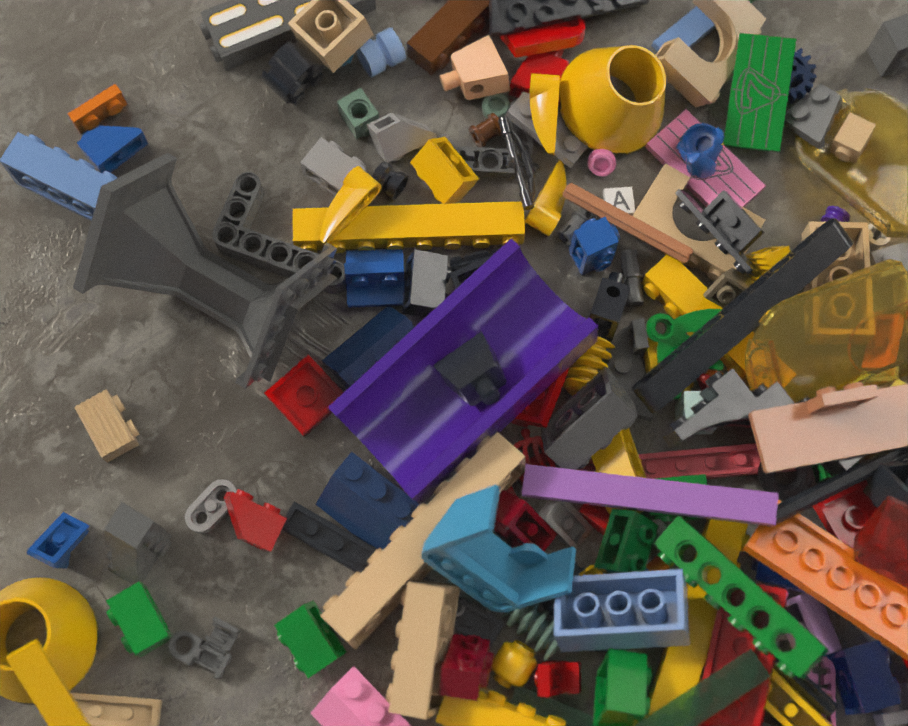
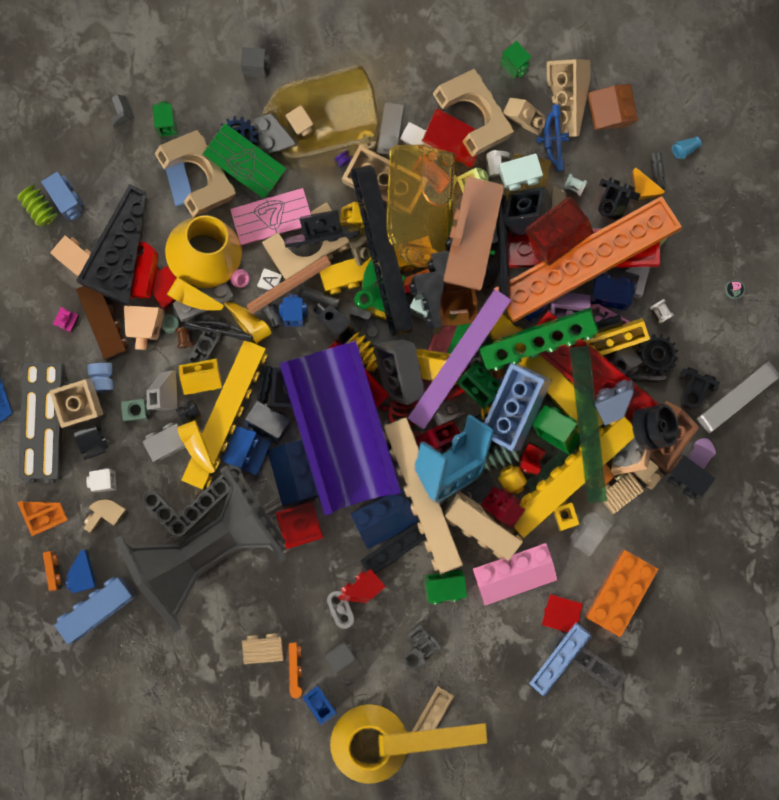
camera: 65 degrees left, 10 degrees up
(97, 482) = (295, 670): none -> orange plate
(138, 619) = (387, 679): green brick -> none
(166, 66) = (42, 515): none -> orange wing
(207, 139) = (104, 509): none -> tan brick
(246, 116) = (102, 480): none -> white slope
(473, 371) = (343, 422): black torso -> none
(700, 149) = (263, 216): blue hair -> none
(723, 457) = (457, 305): none -> dark orange panel

